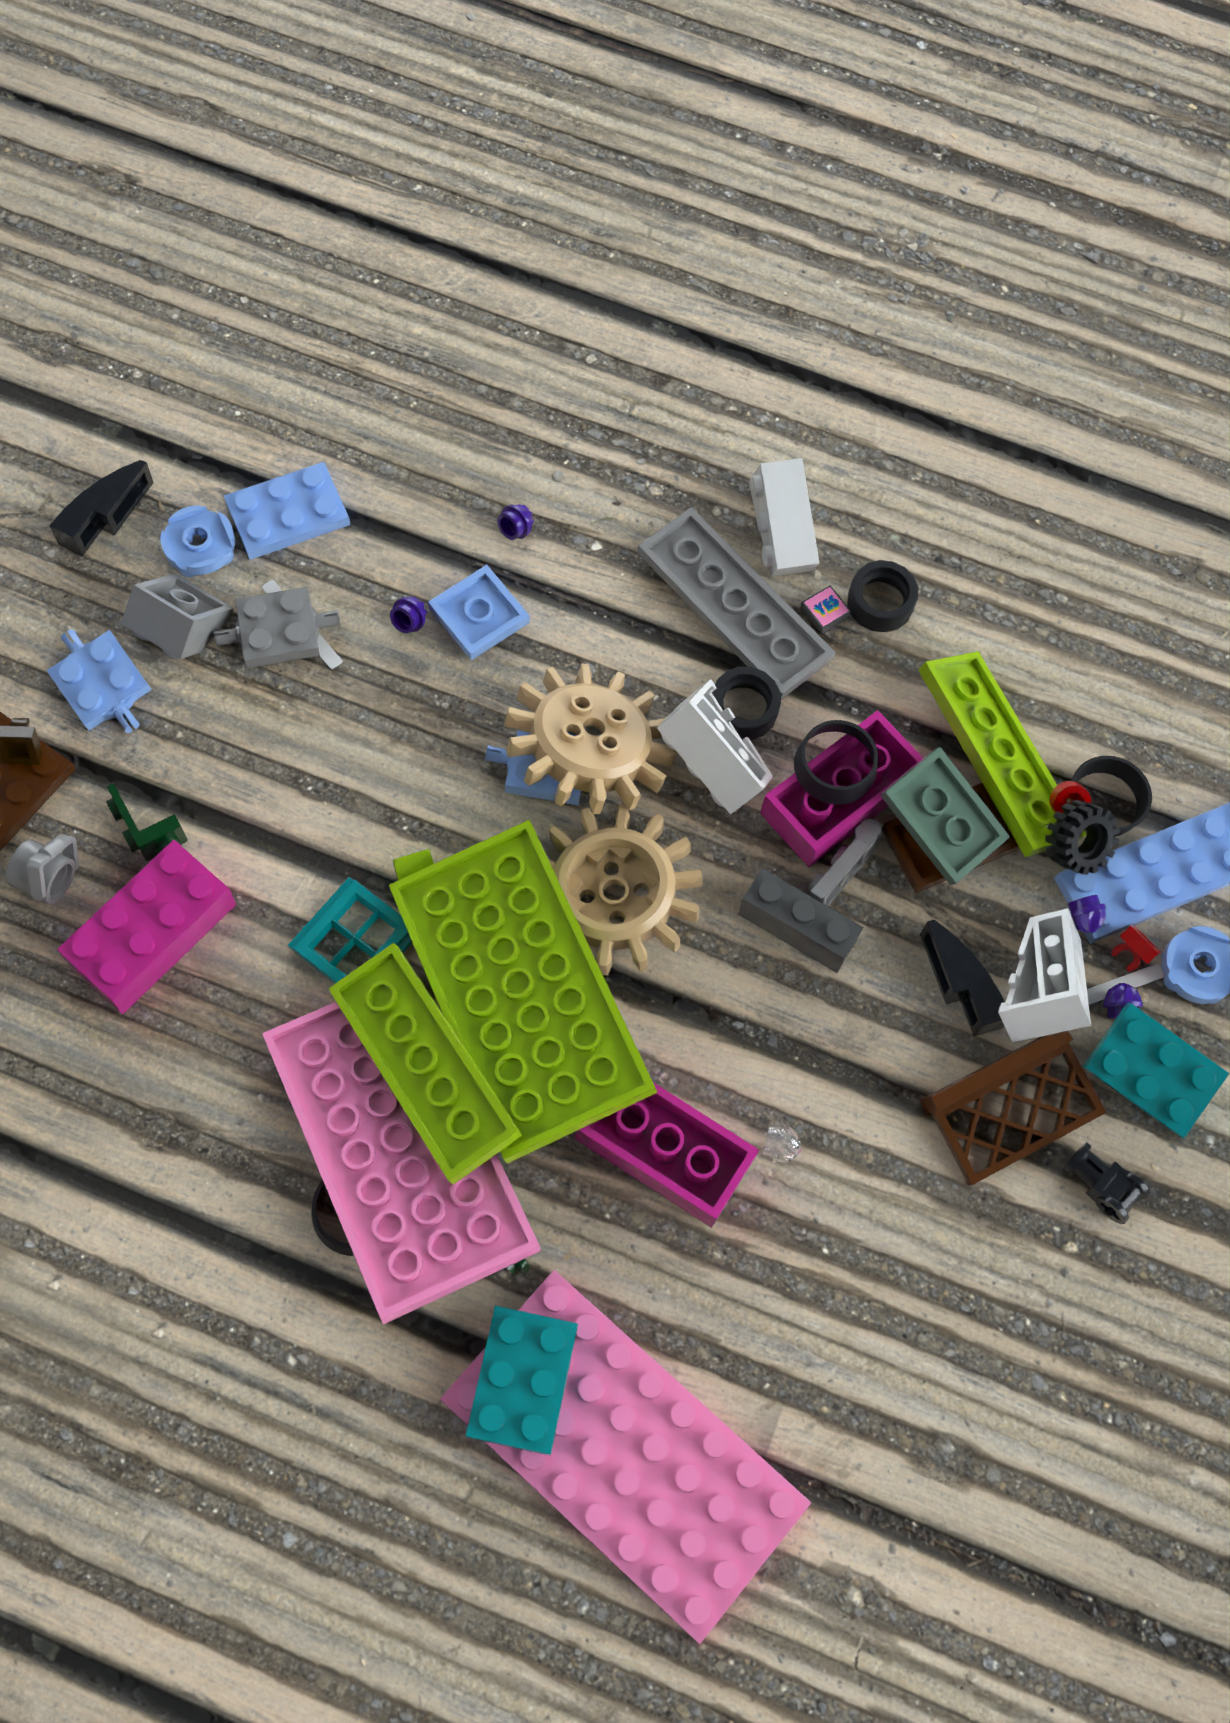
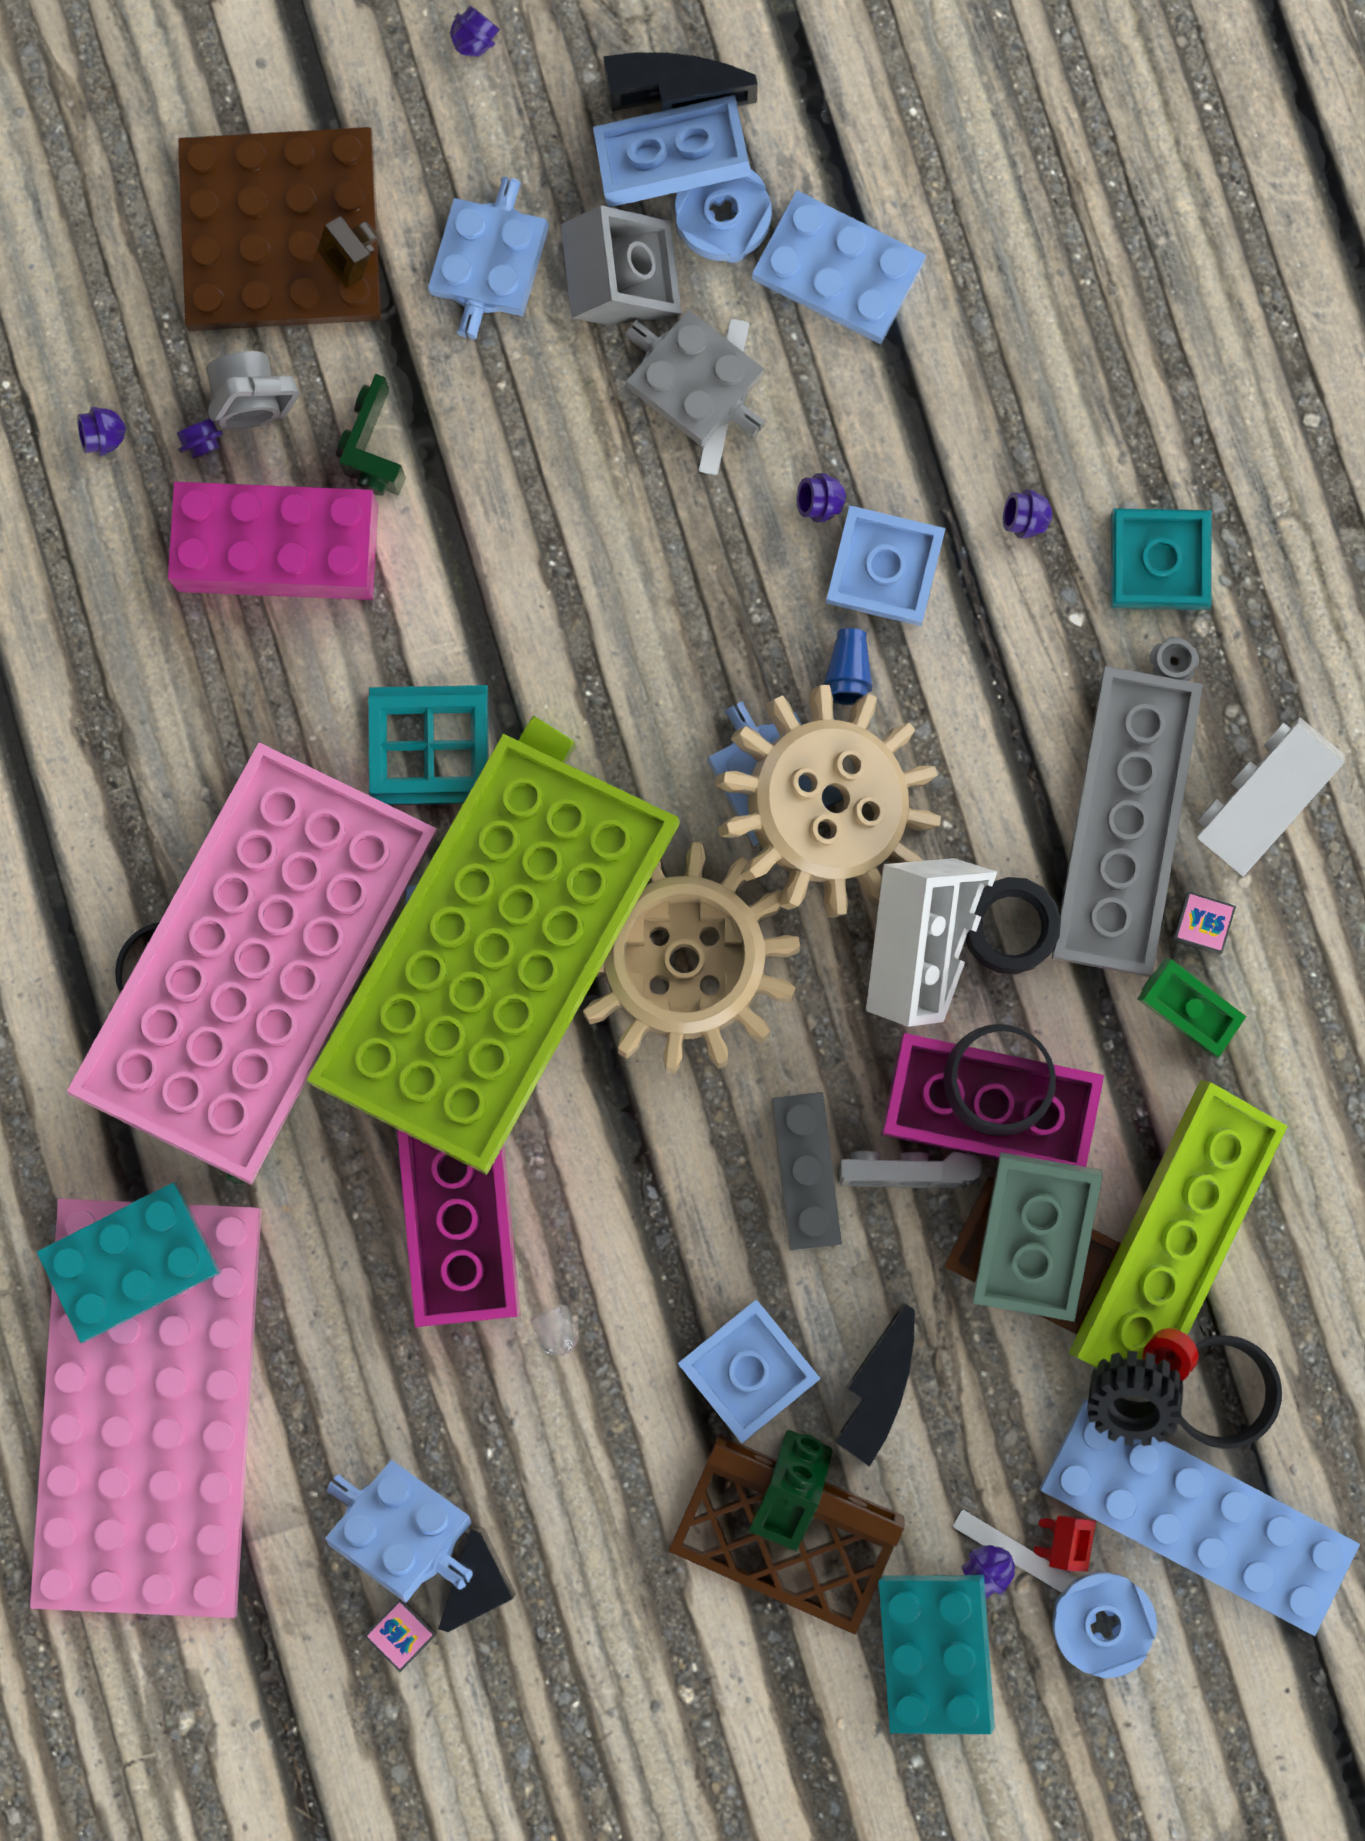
camera: 60 degrees right, 15 degrees up
(43, 922) = (199, 438): none -> dark purple plate
(138, 535) = (671, 151): none -> light blue plate
(424, 1063) = (341, 924): lime plate -> none
(518, 670) = (849, 667): none -> blue cone
(601, 480) = (1161, 559): none -> teal tile
(660, 506) = (1178, 648): none -> light grey plate
(837, 1340) = (399, 1531): none -> light blue plate
(870, 647) = (1191, 1007): none -> green plate
(889, 573) = (1307, 963): black tyre -> none
(895, 1048) = (749, 1371): none -> light blue plate
(903, 1398) = (400, 1634): none -> tile
(908, 1320) = (485, 1590): none -> black slope
(999, 1073) = (793, 1490): none -> dark green bracket
(1050, 980) = (940, 1478): white wedge -> none
(1087, 913) = (1054, 1464): dark purple plate -> none
(1107, 1183) = (775, 1688): black connector -> none

